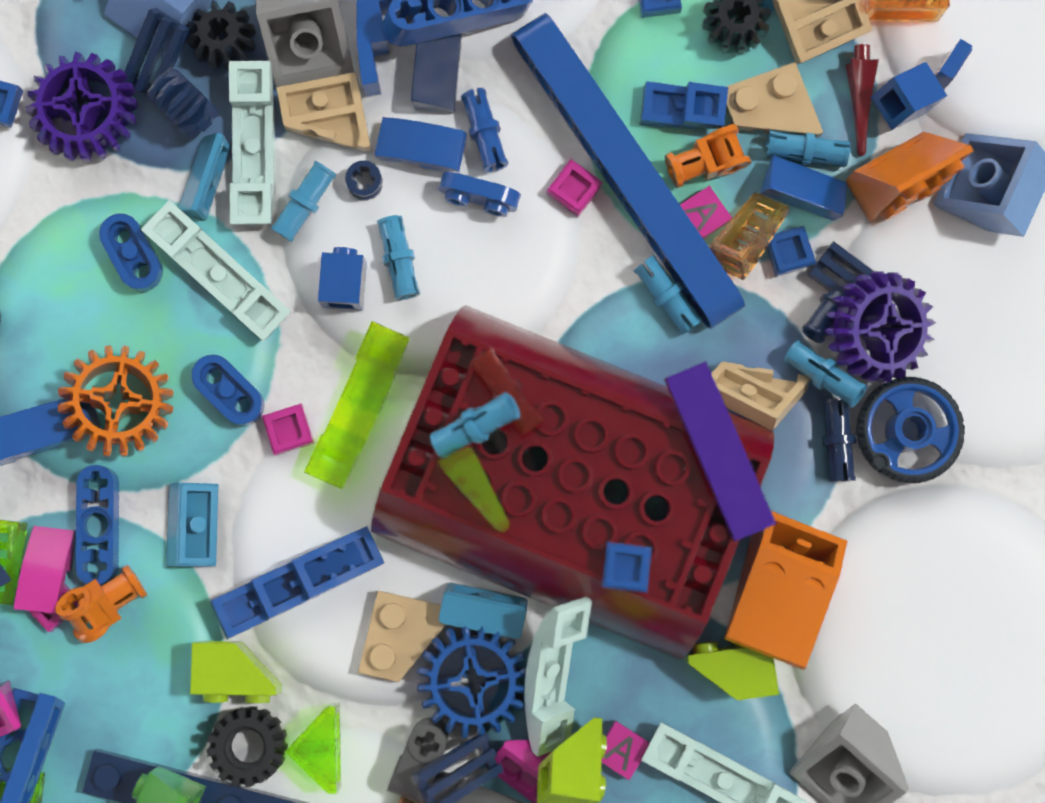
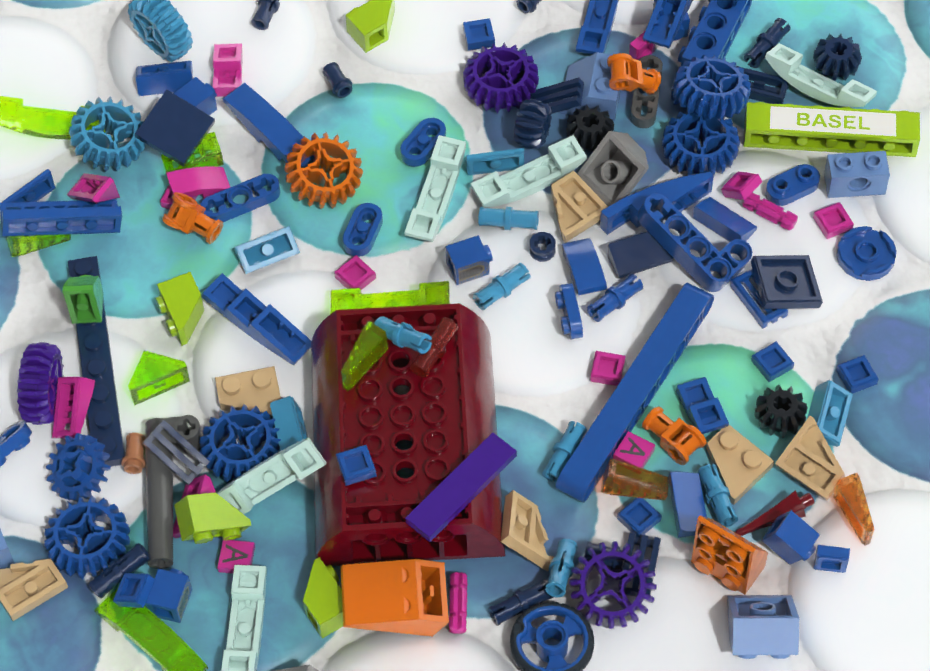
camera: 70 degrees right, 25 degrees down
(224, 758) = (135, 322): black tyre -> none
(805, 512) = (458, 603): none -> dark pink axle

